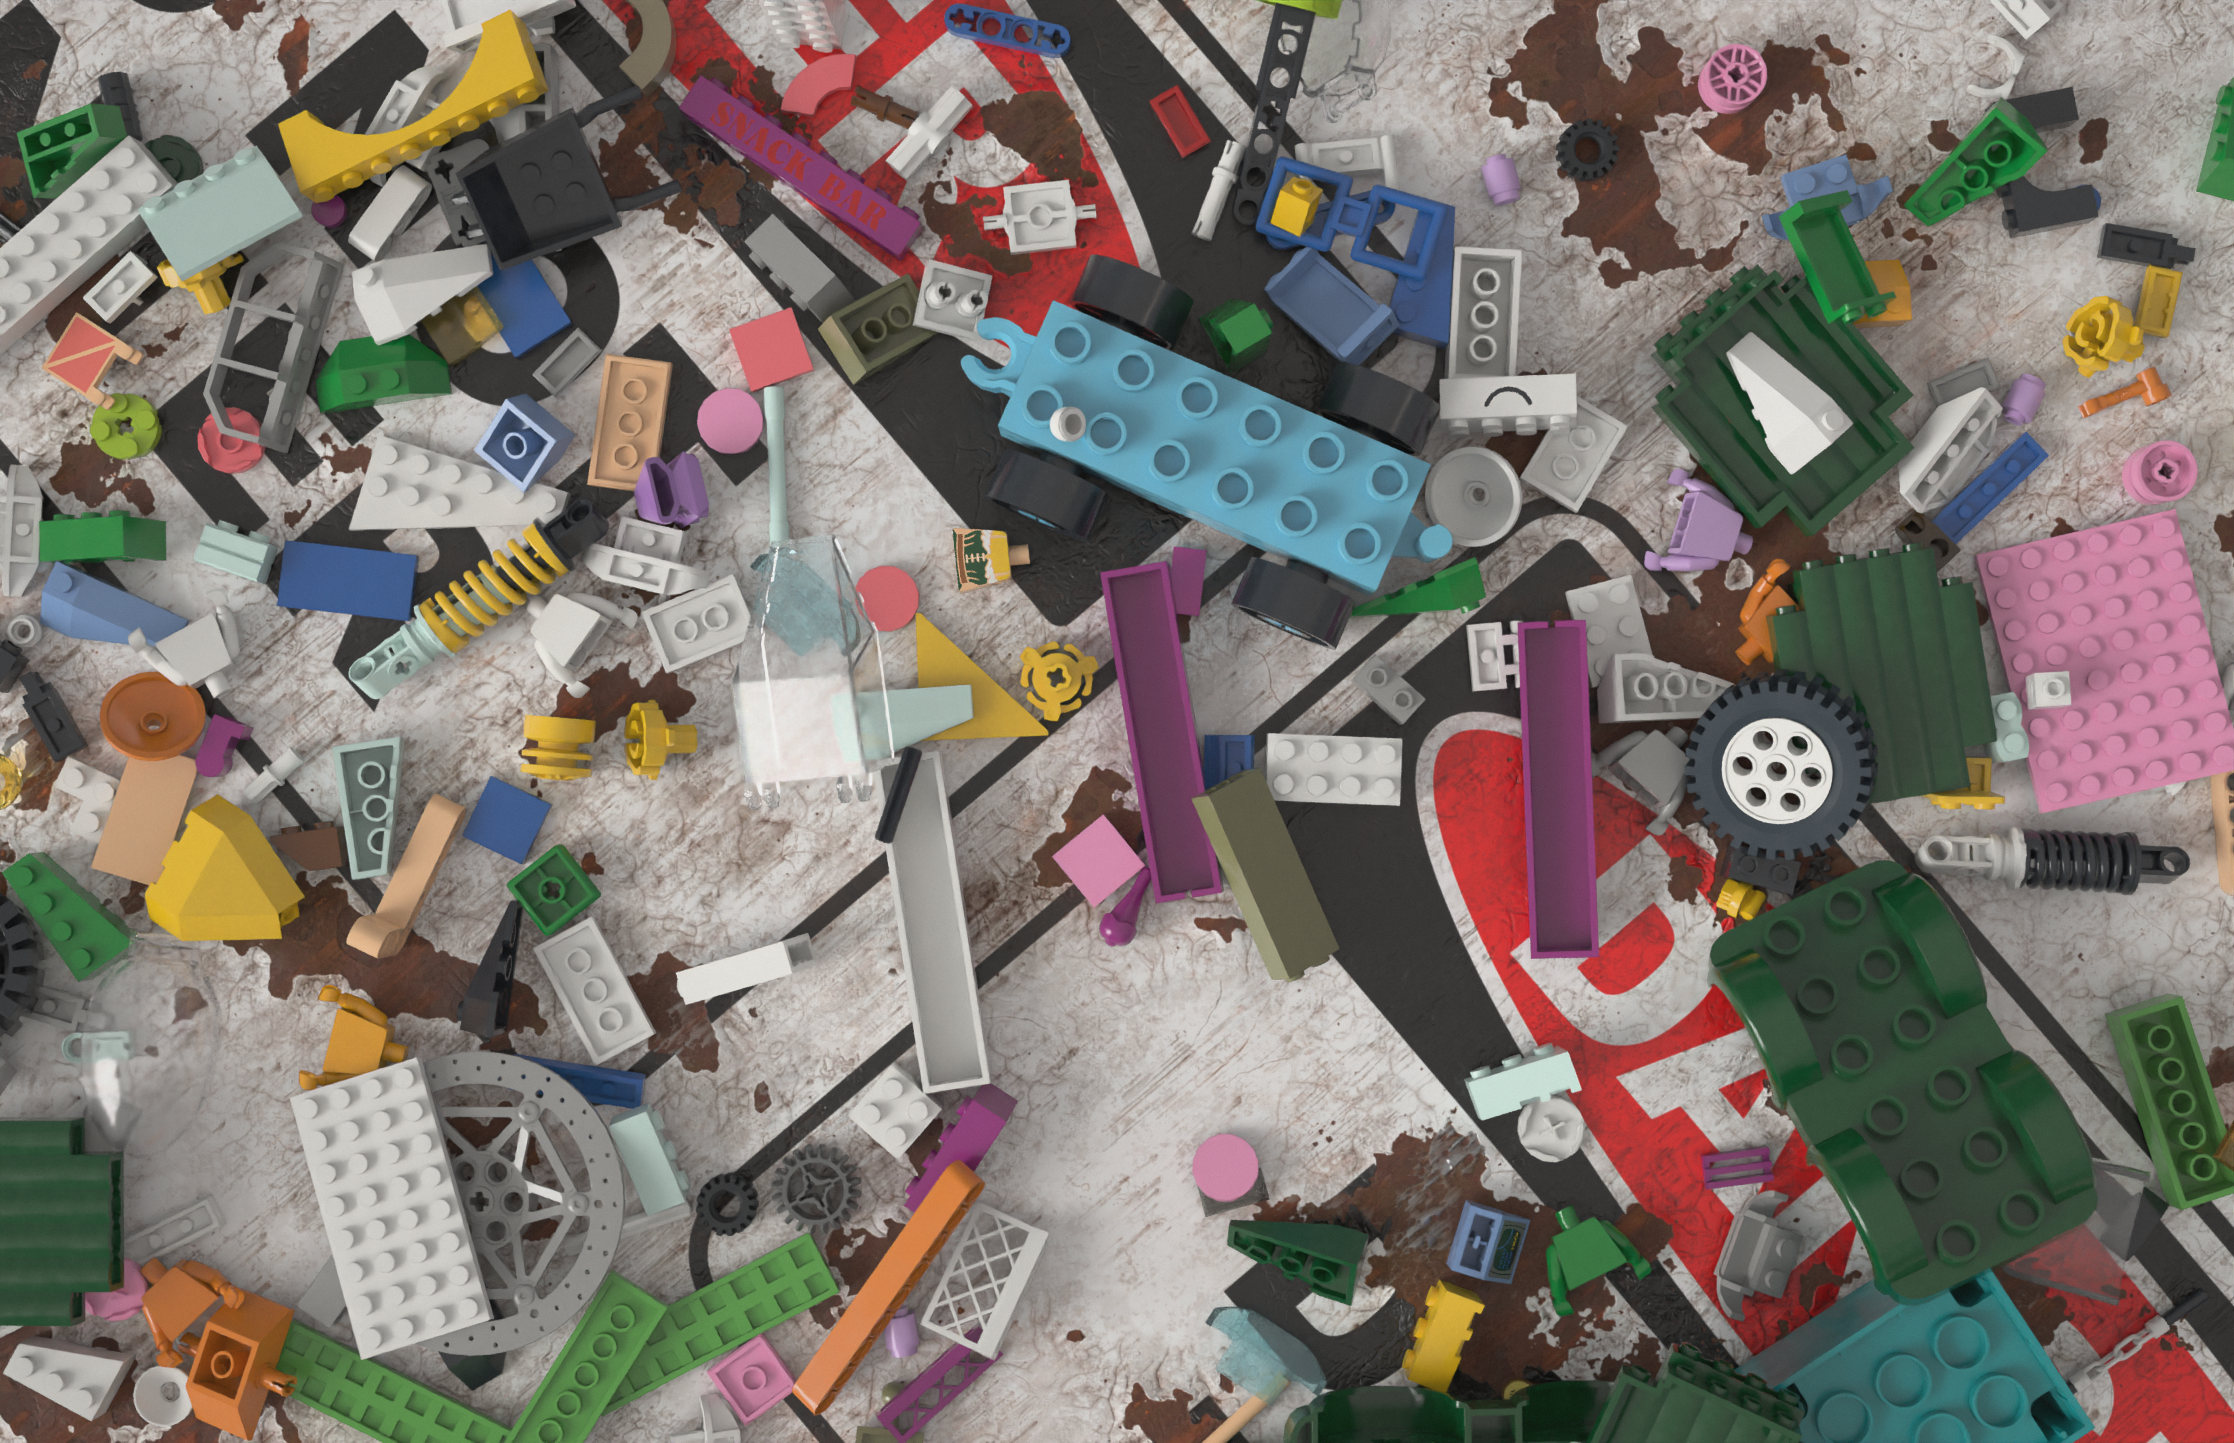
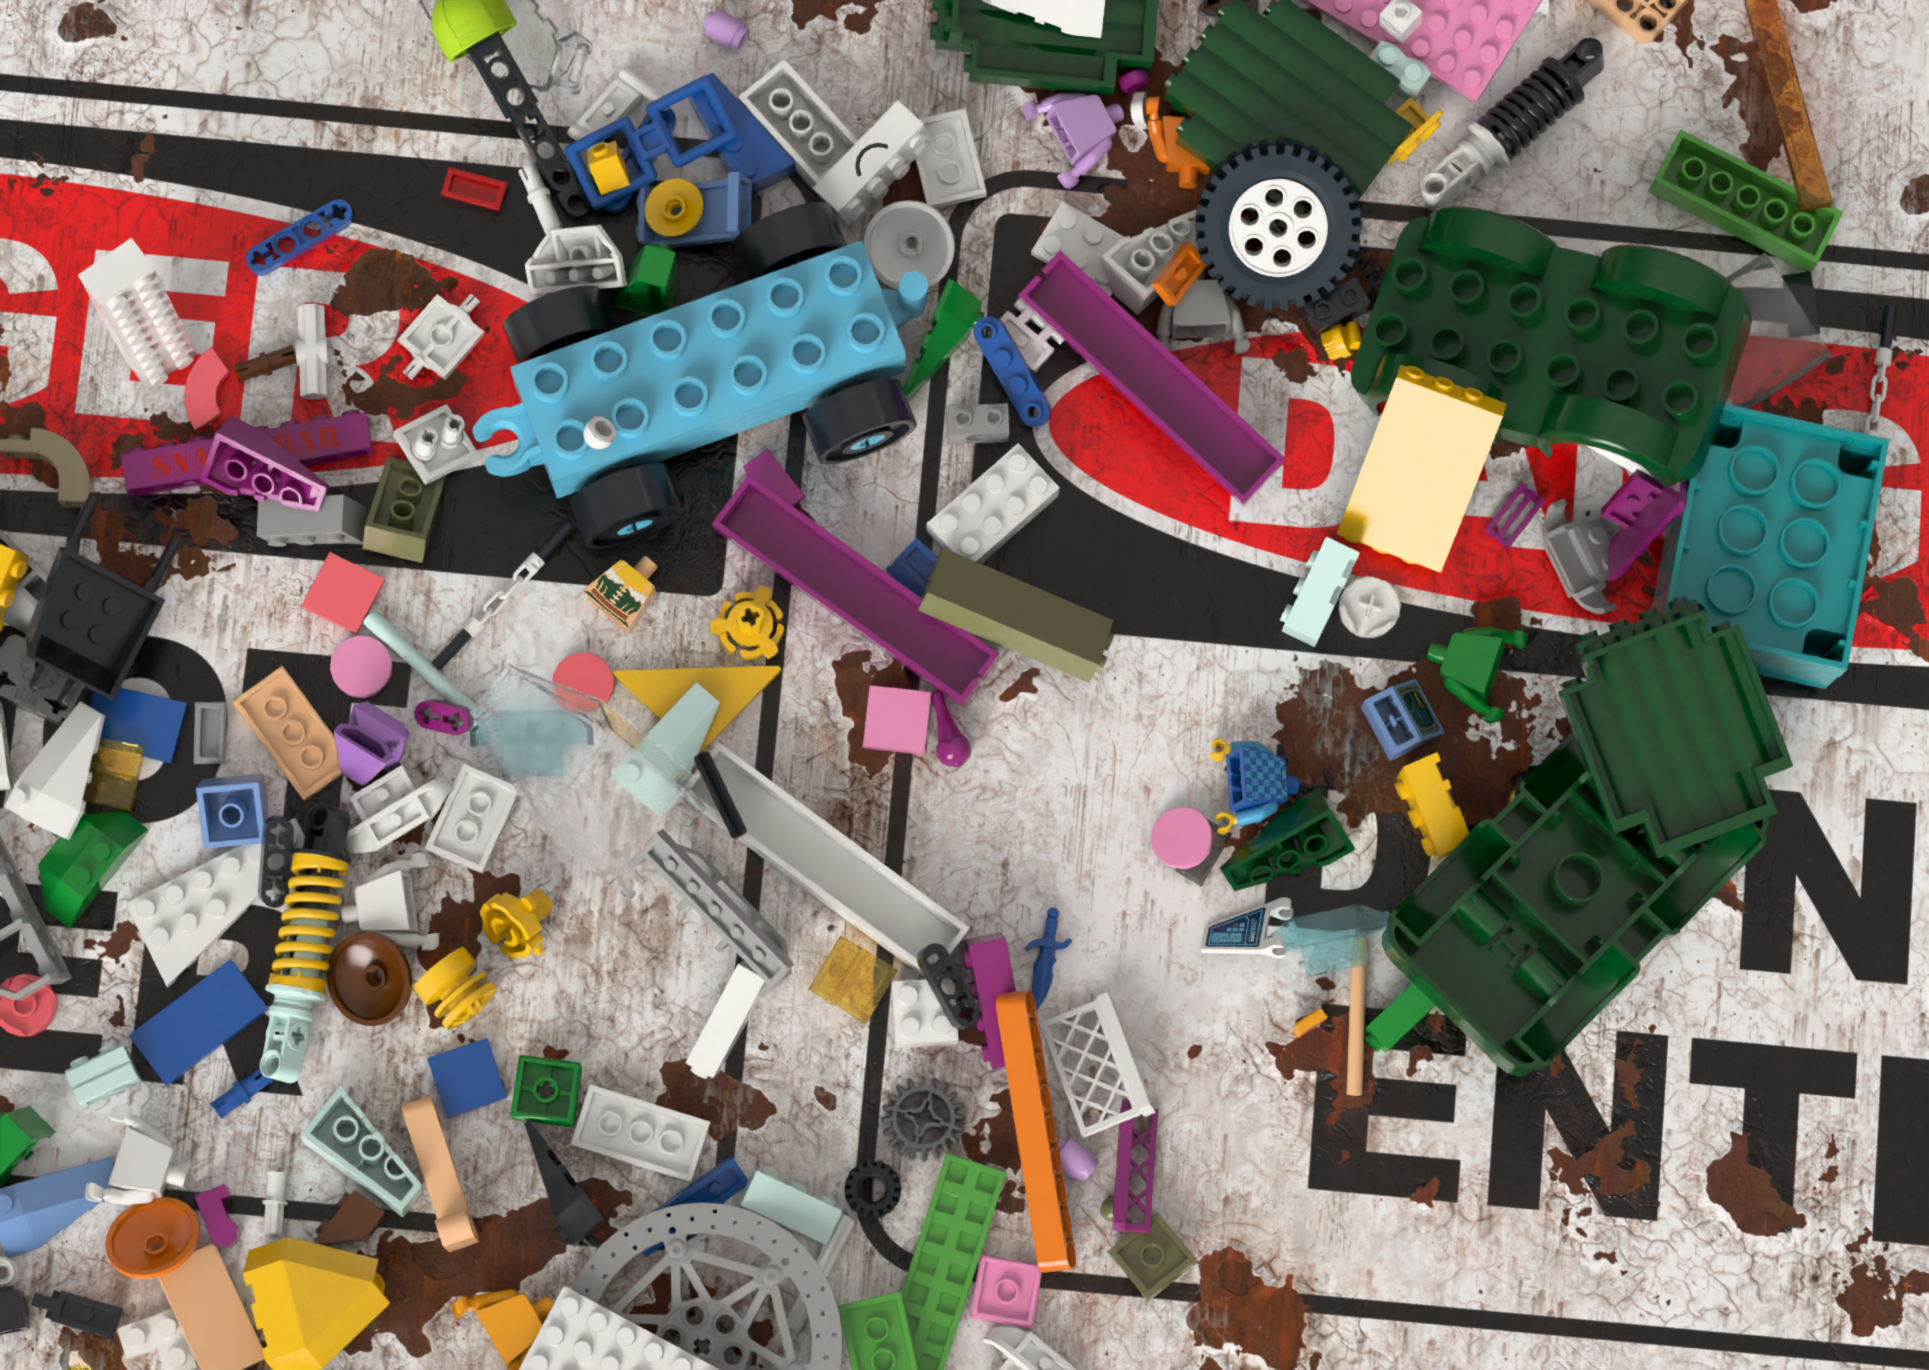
camera: 55 degrees left, 10 degrees down
(327, 666) = (240, 1093): none -> blue pin
(501, 674) = (356, 983): none -> reddish brown dish
(519, 499) = (266, 851): none -> black beam
(751, 525) = (445, 711): none -> magenta beam
(790, 178) = (255, 465): none -> magenta wedge
(806, 909) = (721, 907): none -> light grey plate
(847, 471) = (475, 624): none -> piece
(868, 1030) = (853, 979): none -> clear yellow slope
(931, 1139) = (952, 973): none -> black beam
(1032, 1156) = (1043, 965): none -> blue piece
(1182, 1404) = (1309, 1022): none -> light orange tile
(1197, 259) = (575, 259): none -> white wedge
(1202, 1288) = (1248, 931): none -> flag
(1315, 275) = (666, 199): none -> yellow dish
(1324, 1181) = (1254, 781): none -> torso
(1456, 674) = (1012, 371): none -> blue plate
(1662, 726) = (1178, 274): none -> orange plate
(1699, 1074) = (1421, 468): none -> panel
(1763, 560) = (1138, 110): none -> white tile
(1784, 532) = (1134, 81): none -> magenta tile
(1833, 1284) = (1643, 511): none -> magenta bracket

